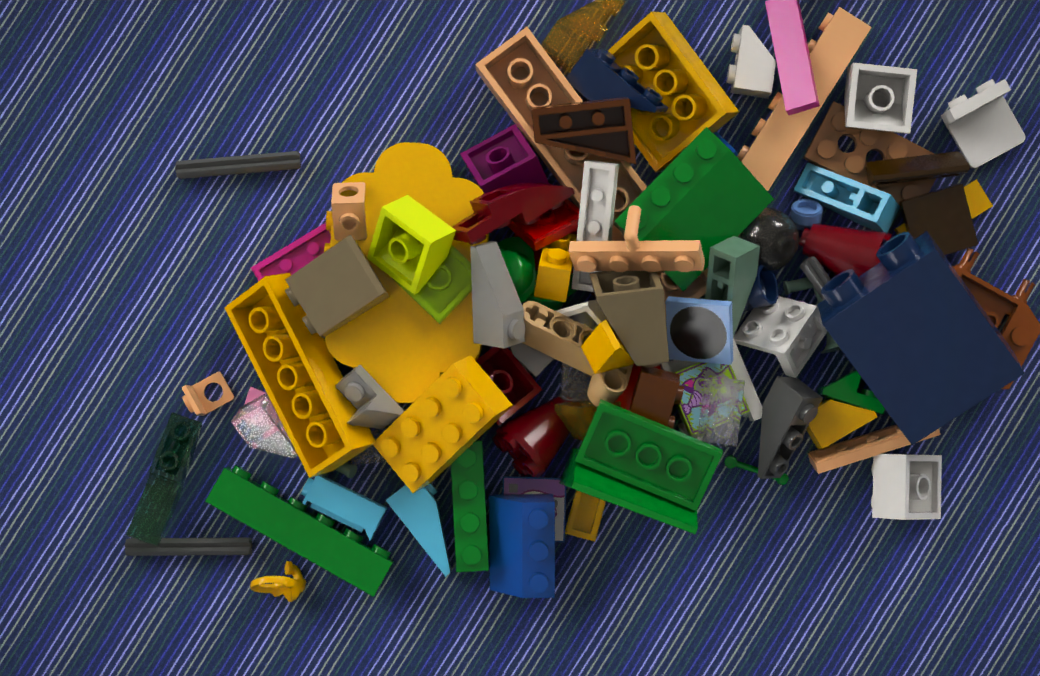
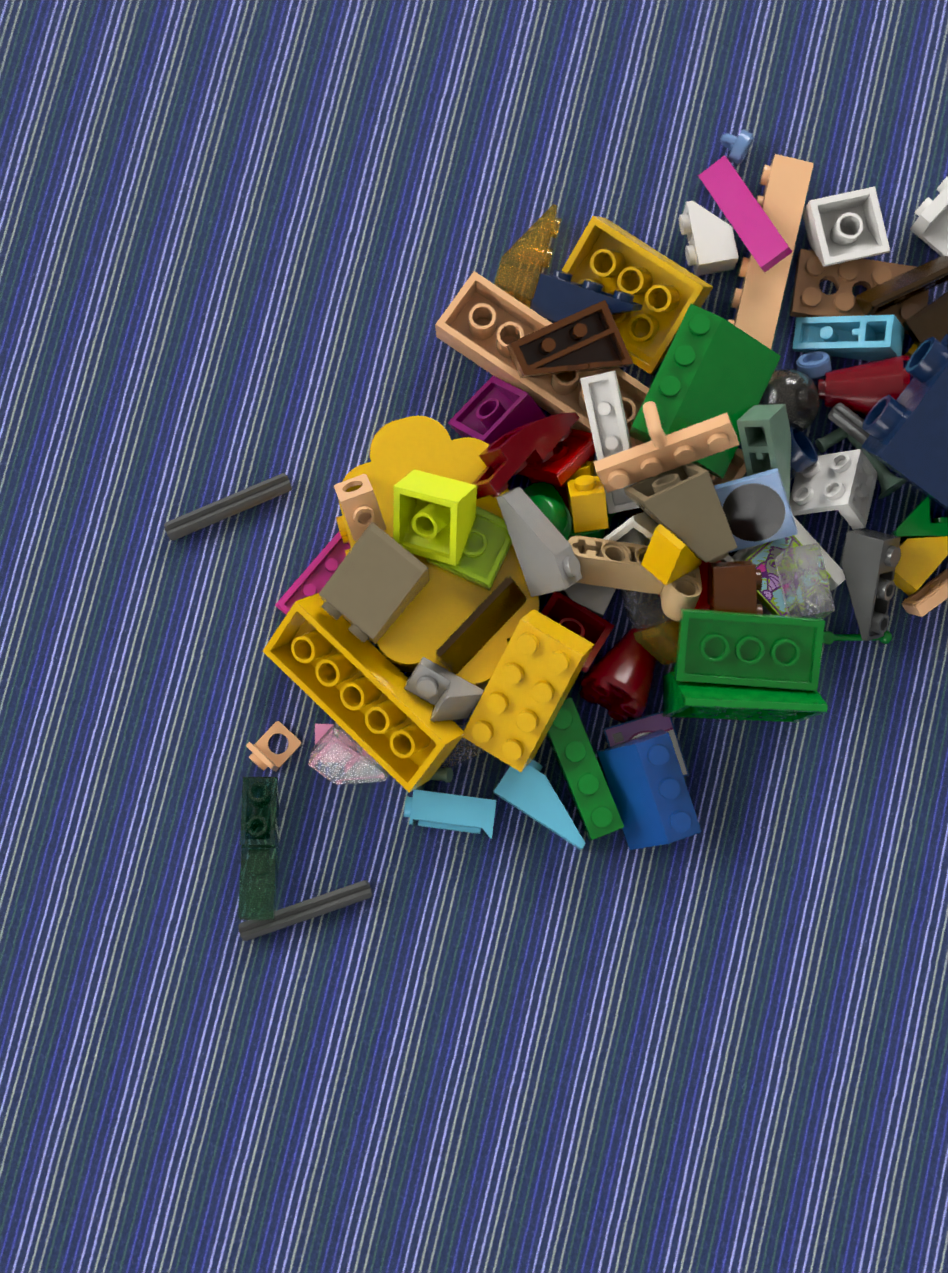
camera: 15 degrees left, 5 degrees down
(281, 585) = (423, 915): yellow piece -> none
(299, 530) = (414, 853): green brick -> none
(420, 354) = (481, 626): none -> dark brown slope
(585, 516) = (700, 741): yellow tile -> none

